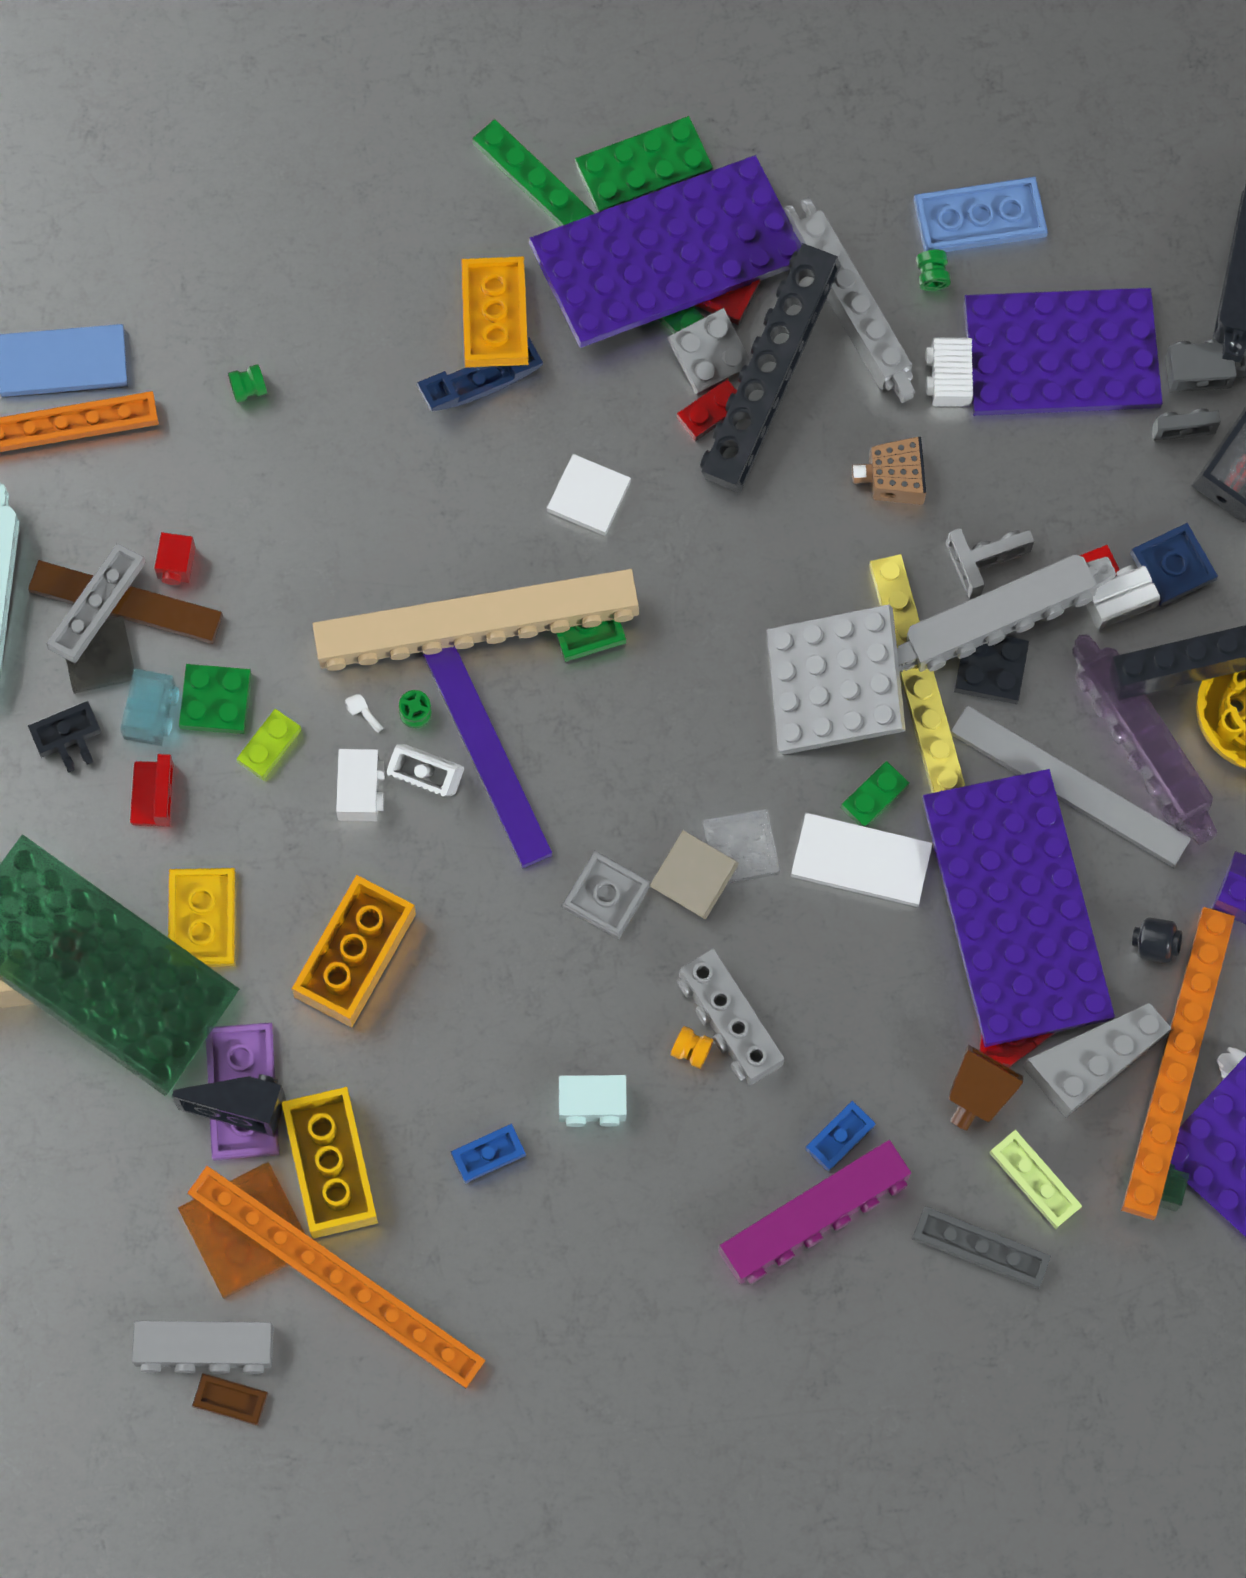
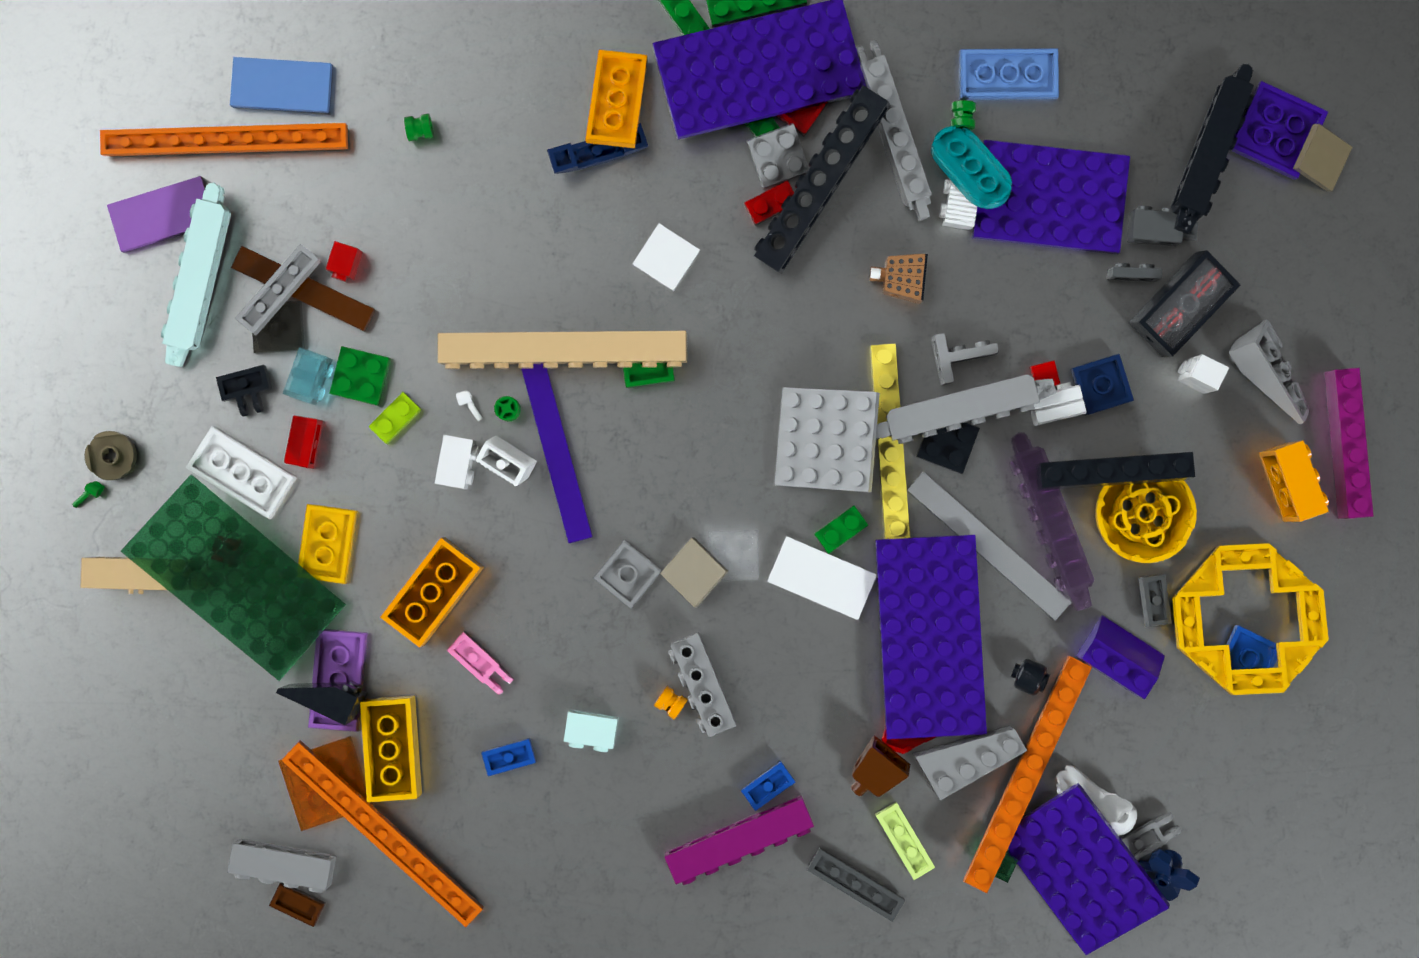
camera: 15 degrees right, 15 degrees up
(87, 844) = (241, 472): none -> white tile
(427, 1035) = (478, 661): none -> bright pink hinge
(955, 326) = (971, 167): none -> teal tile

